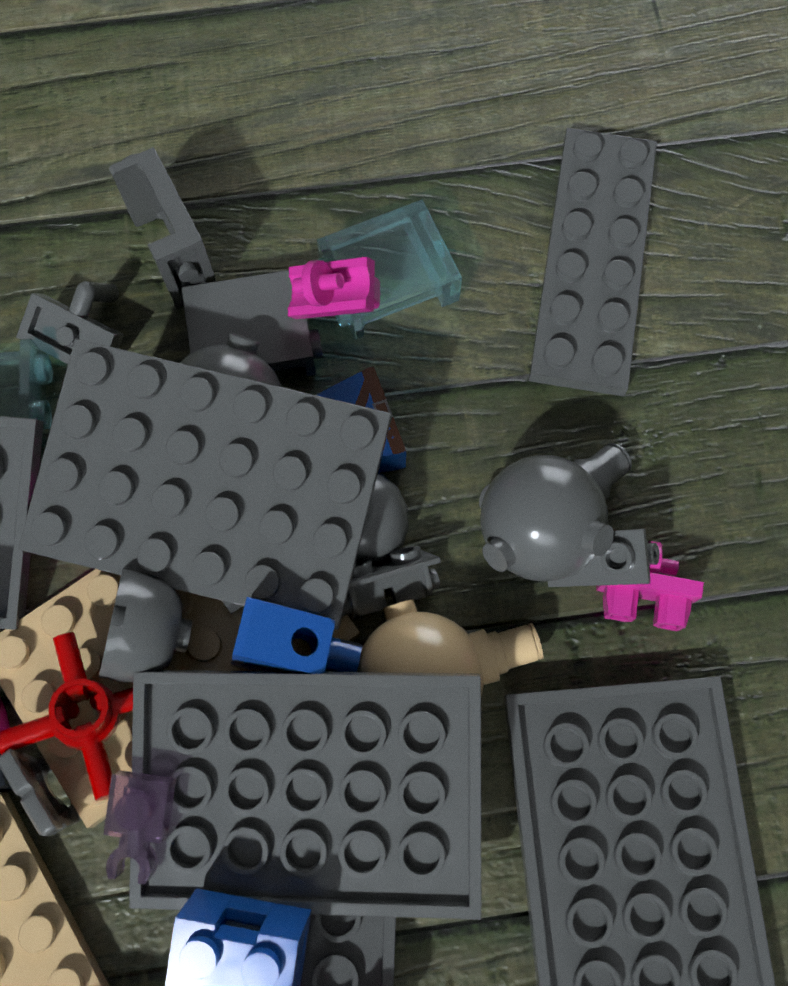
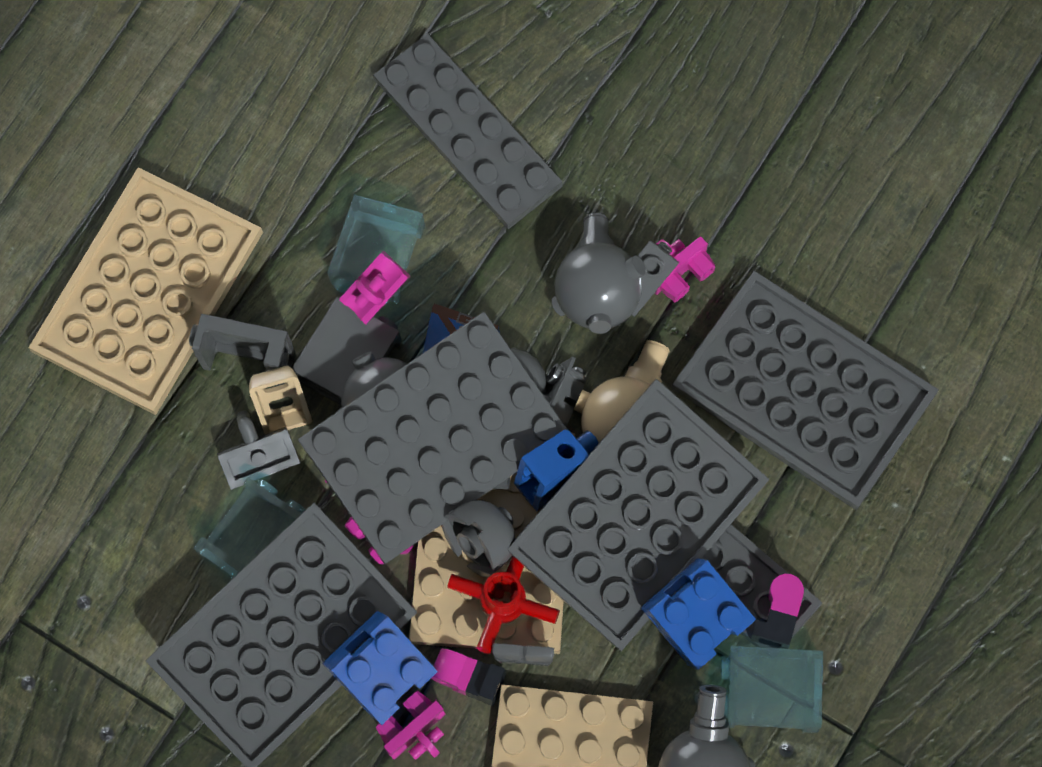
camera: 45 degrees left, 0 degrees up
(122, 287) = (288, 416): none -> tan piece
(138, 814) = (581, 603): clear purple plate -> none
(204, 92) = (144, 288): none -> tan plate

